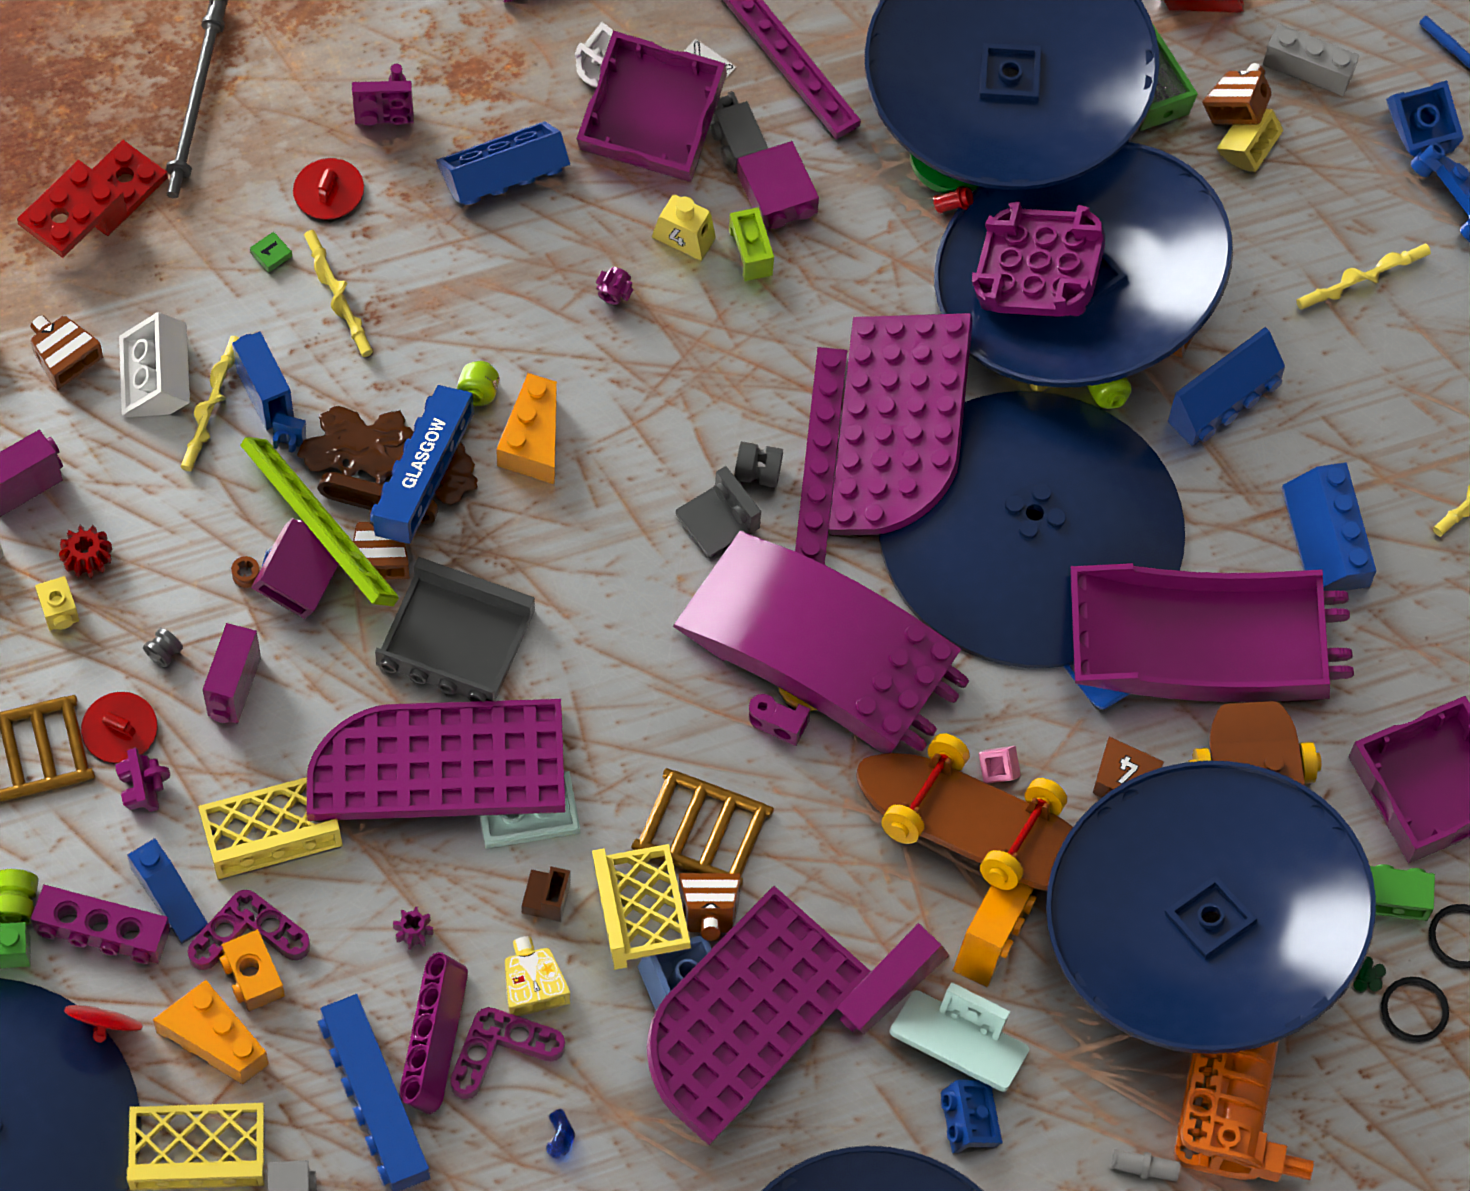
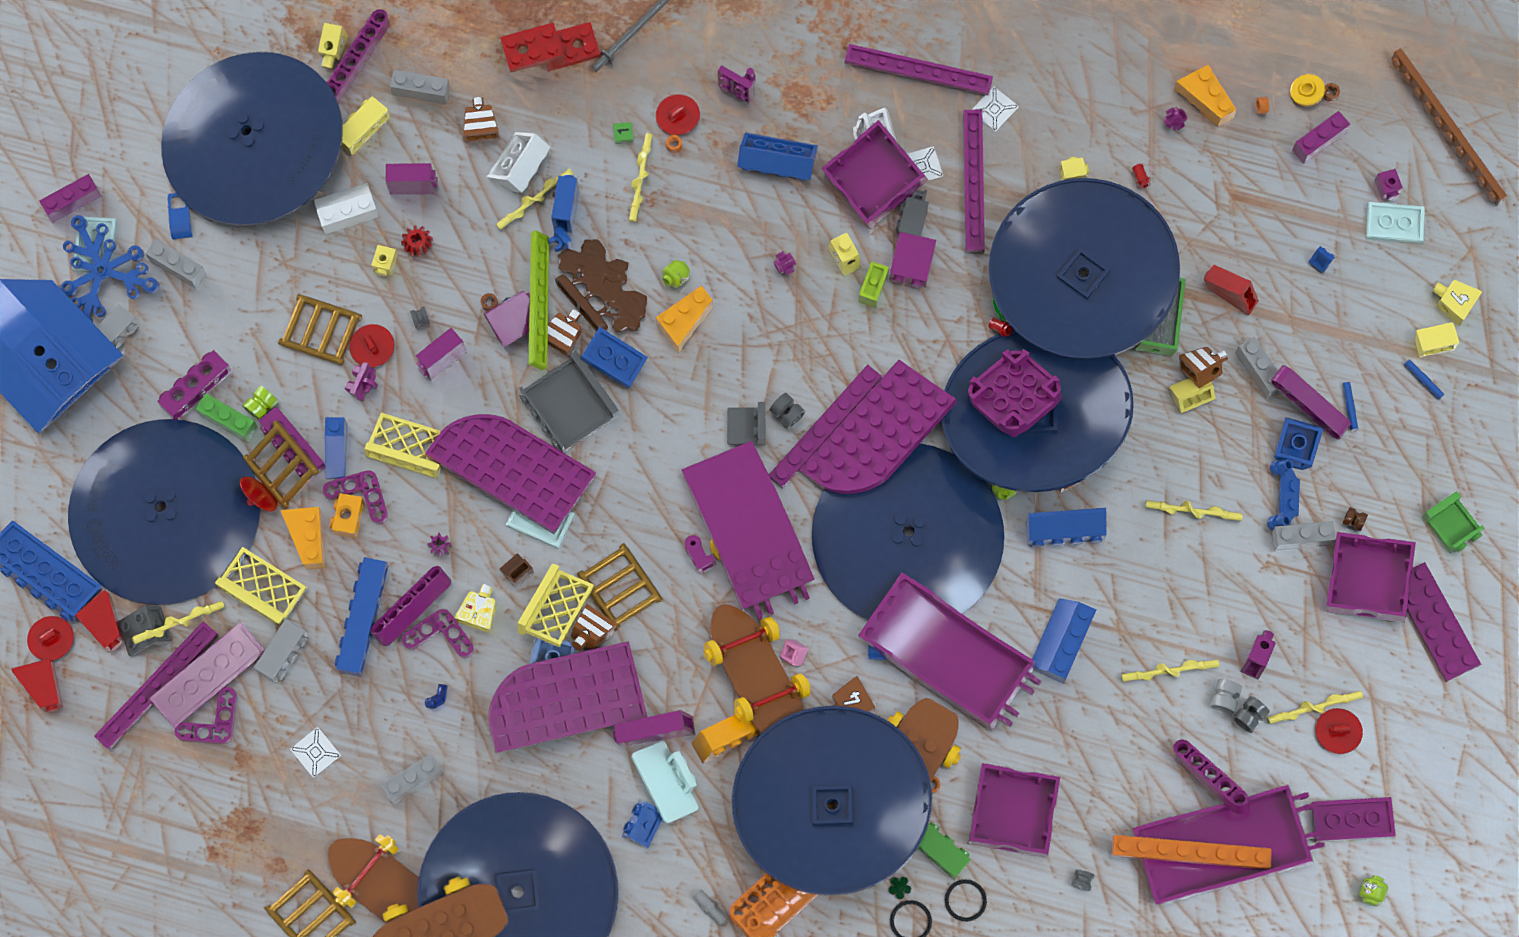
camera: 40 degrees right, 10 degrees up
(131, 926) = (300, 456): none -> pearl gold bar
(348, 219) = (673, 149): none -> orange axle
(422, 464) = (612, 302): blue brick -> none
(475, 536) = (613, 357): none -> blue plate
(1404, 59) = (1310, 402): none -> magenta beam

